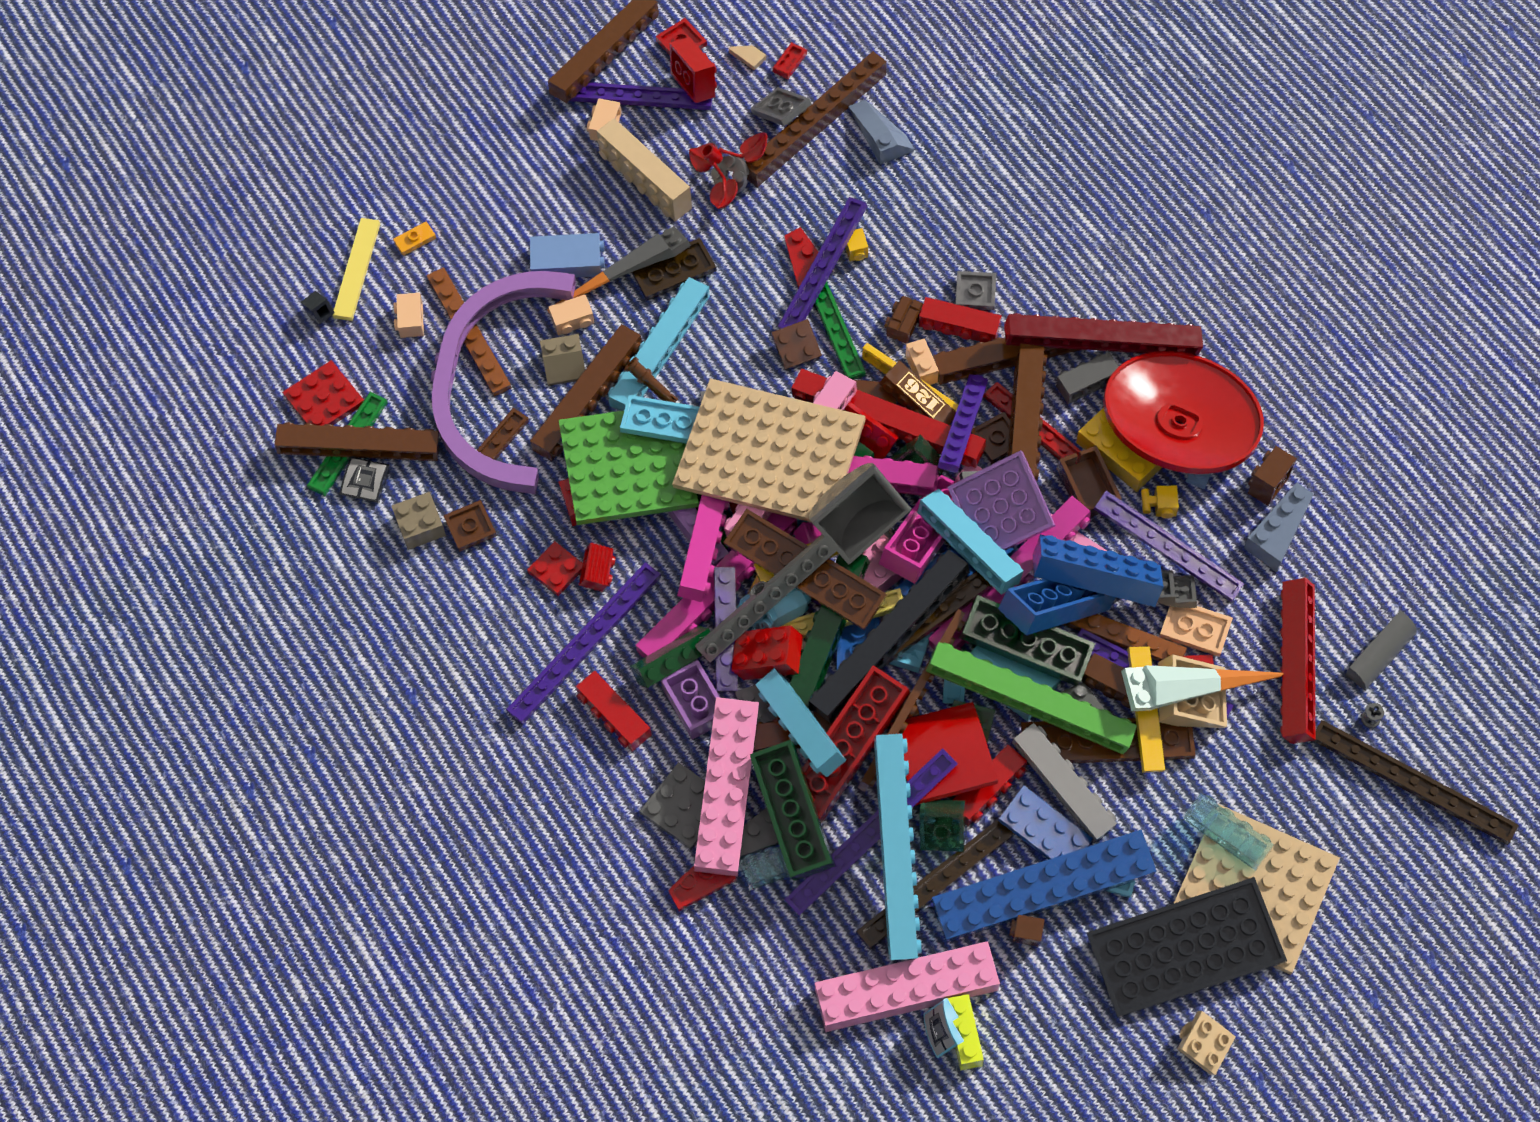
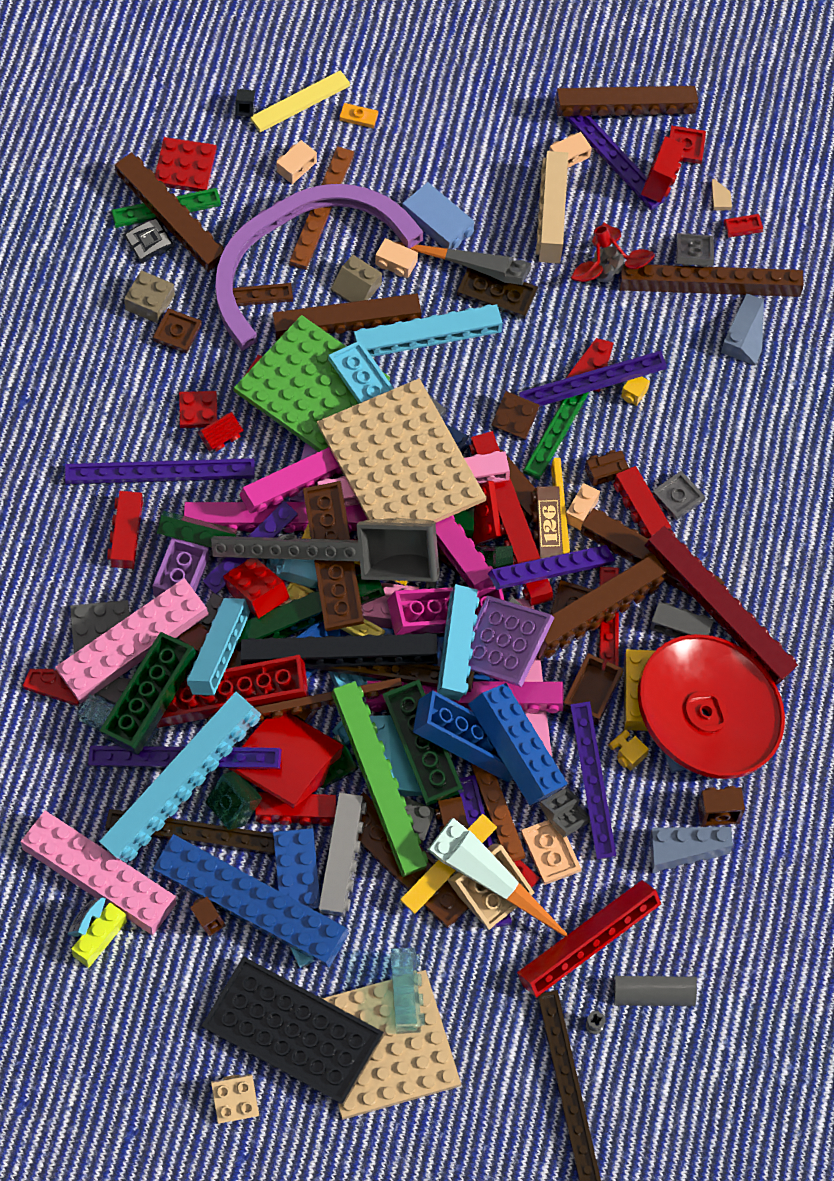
camera: 40 degrees right, 0 degrees up
(645, 377) = (389, 340): reddish brown pin -> none

